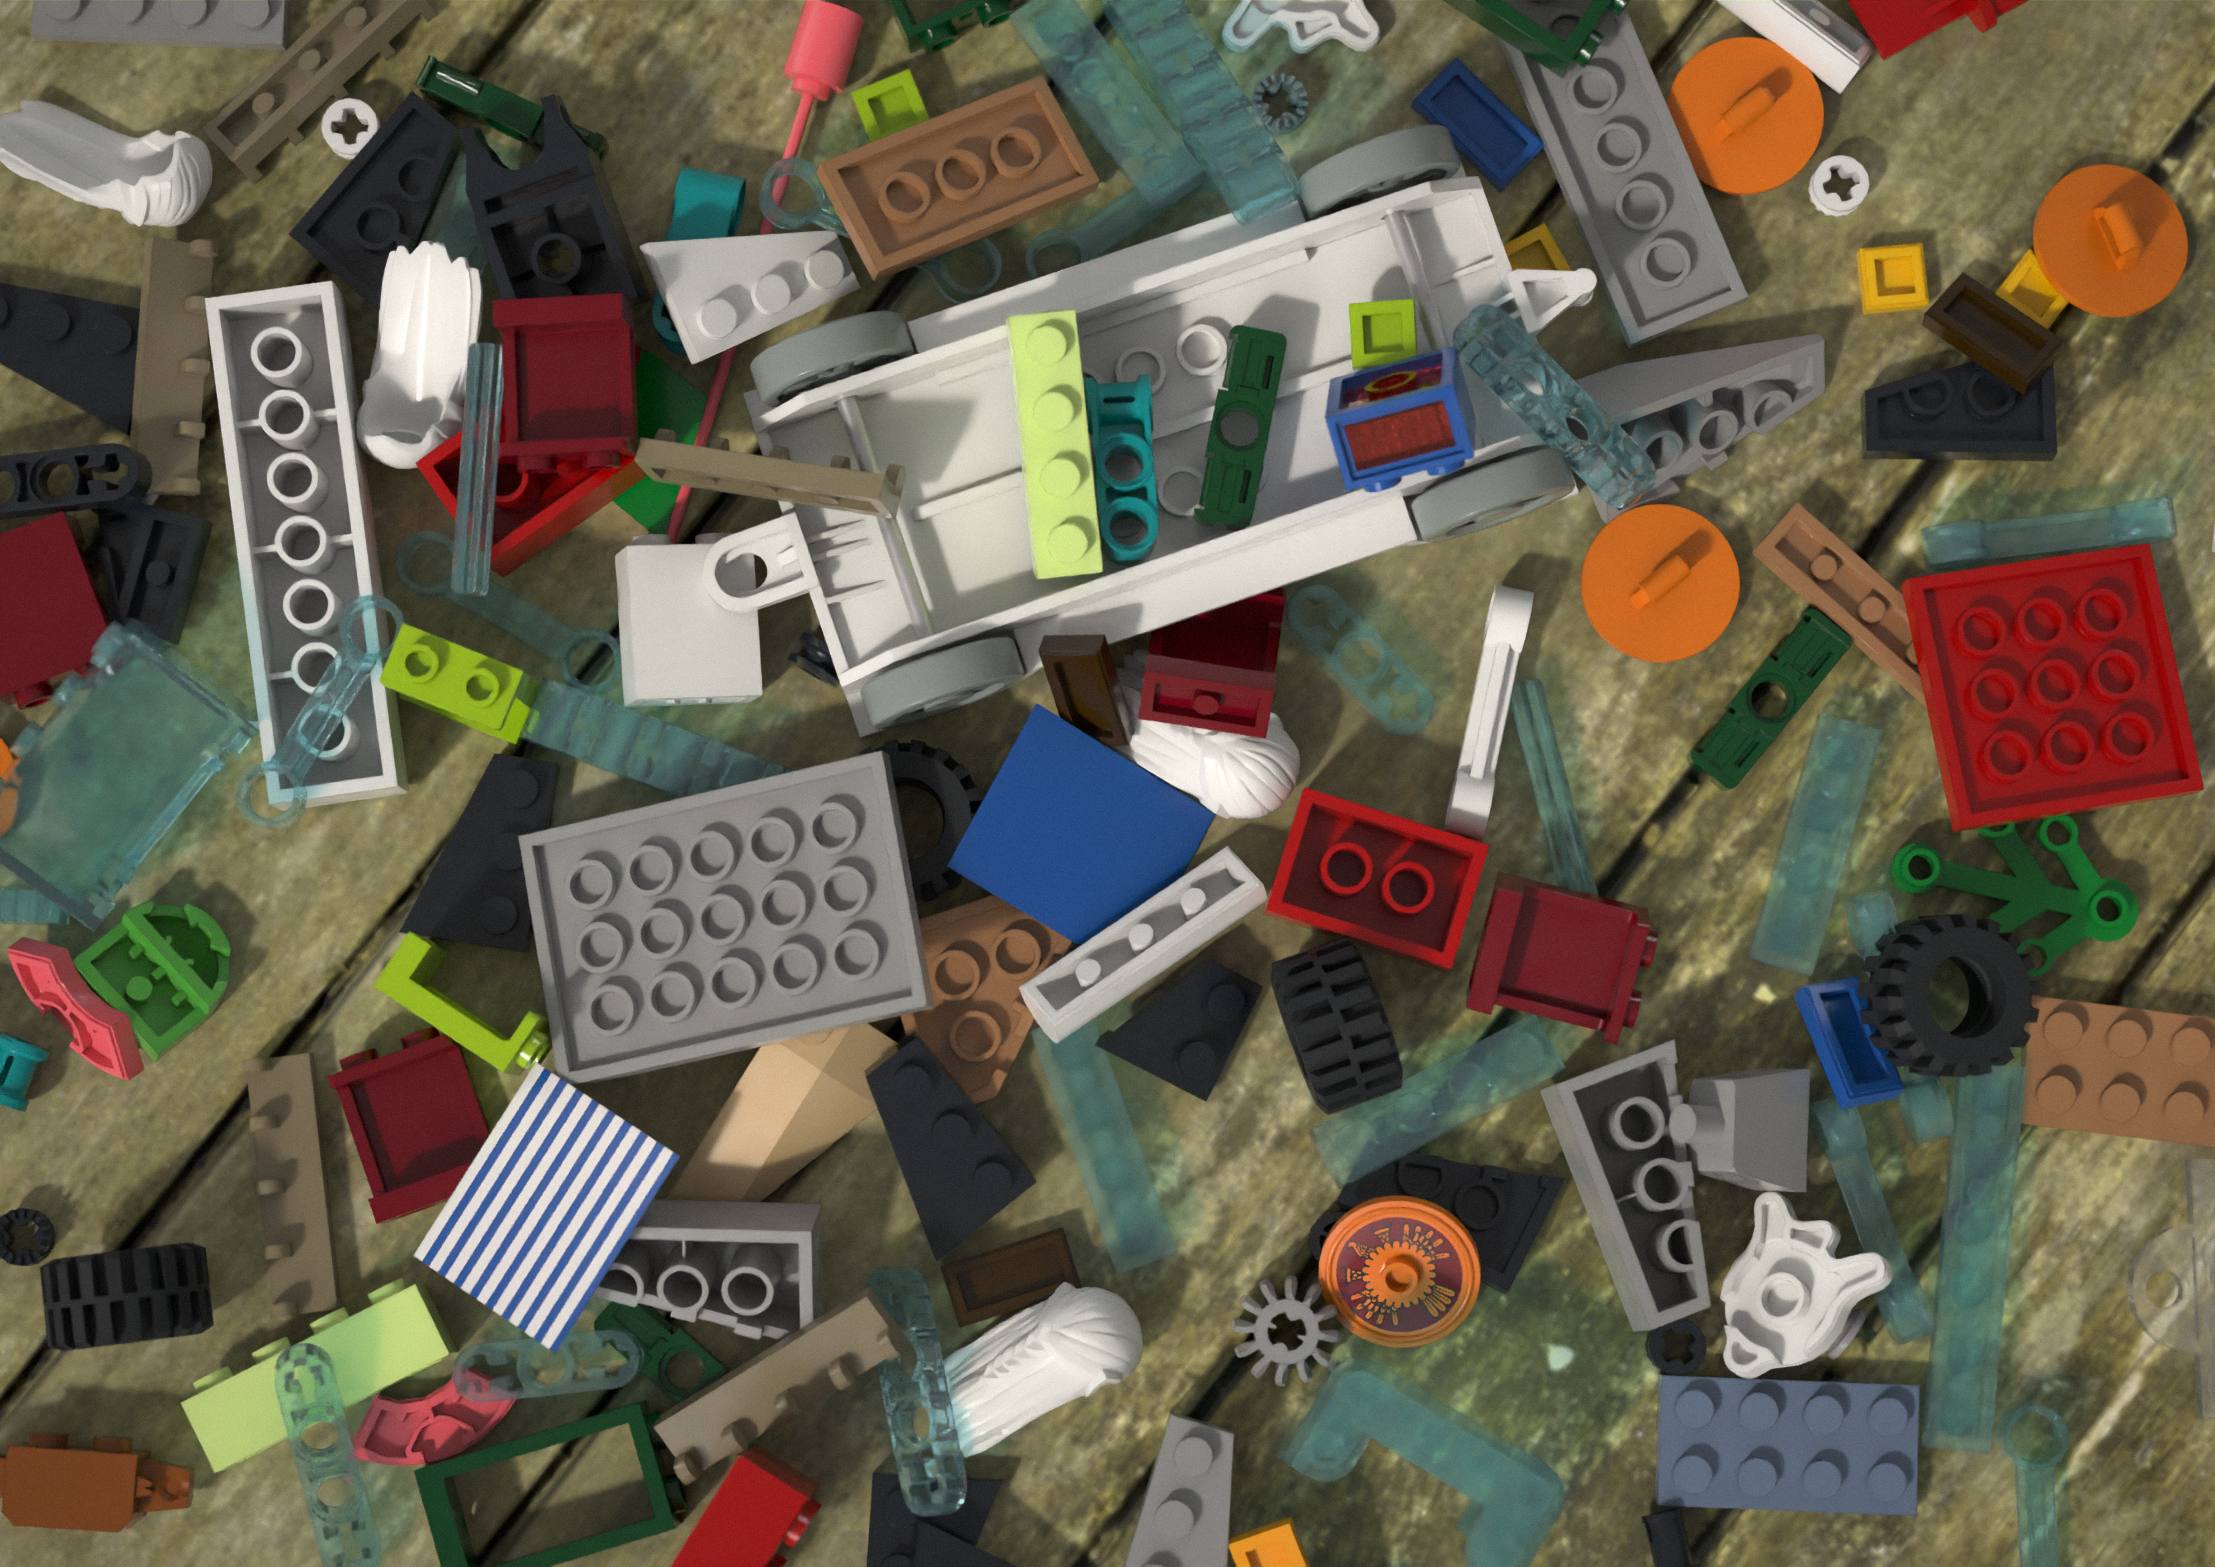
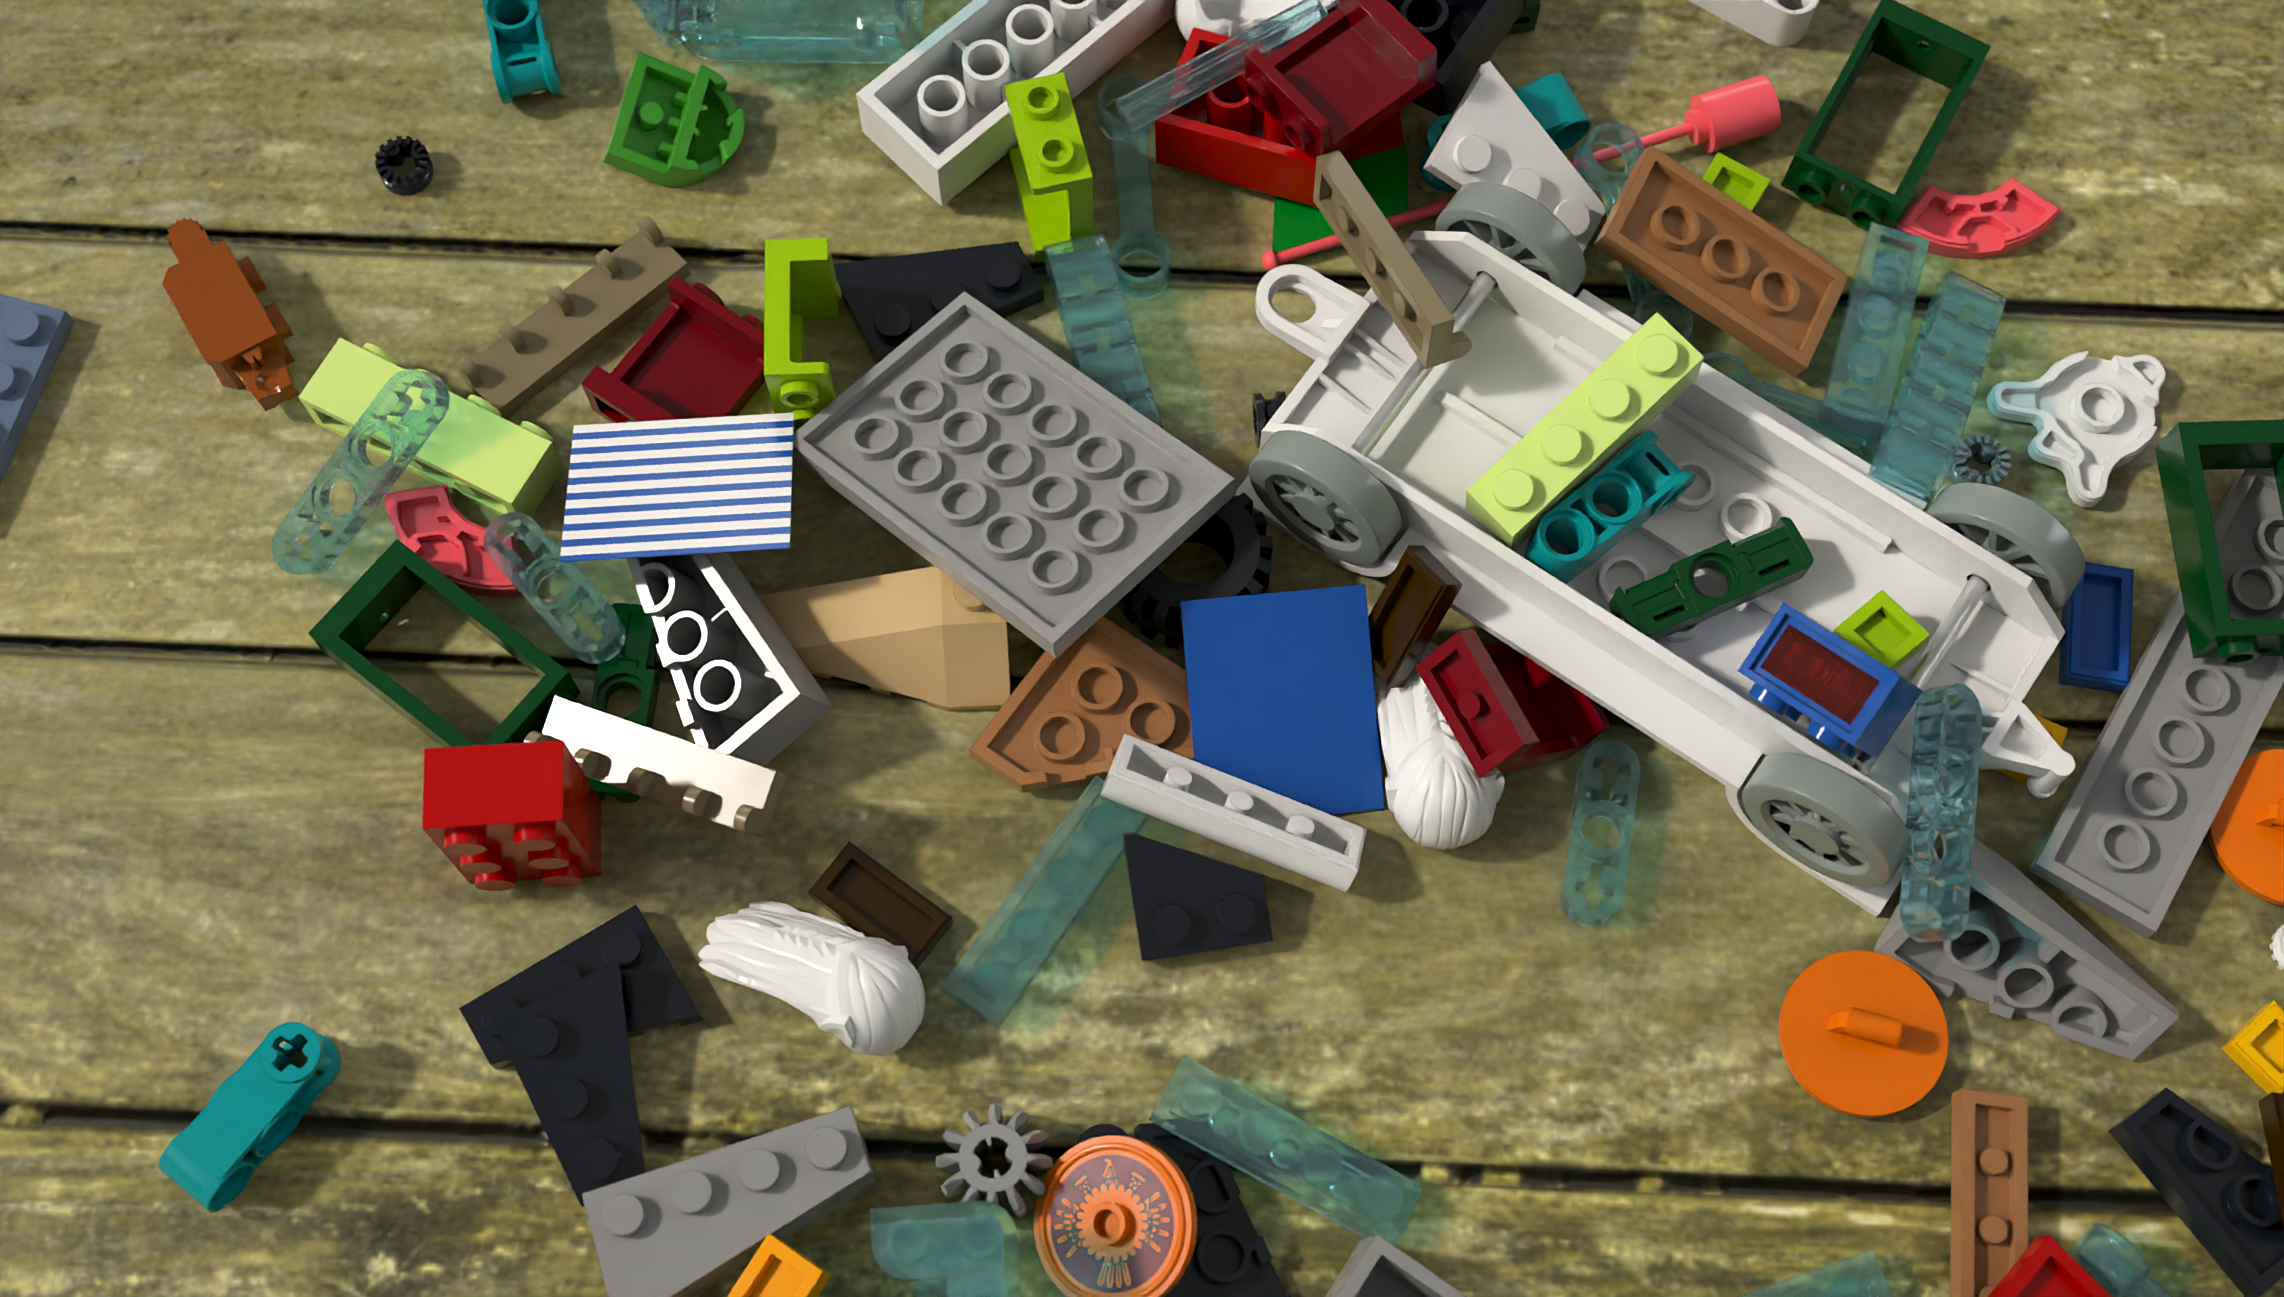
camera: 55 degrees right, 15 degrees down
(54, 985) = (609, 67): coral tile -> none
(126, 1296) = (398, 241): black tyre -> none
(319, 716) = (940, 77): clear light blue piece -> none
(674, 635) = (1204, 301): white brick -> none
(924, 1387) = (677, 936): clear light blue beam -> none
(944, 1144) = (951, 770): black wing -> none
(1337, 1025) = (1284, 1010): black tyre -> none
(1376, 880) = (1432, 963): red brick -> none
(1488, 712) = (1574, 993): white piece -> none
(1551, 787) = (1611, 1078): clear light blue axle -> none
(1561, 955) = (1488, 1168): dark red panel -> none
(1798, 670) = (1888, 1207): dark green piece -> none

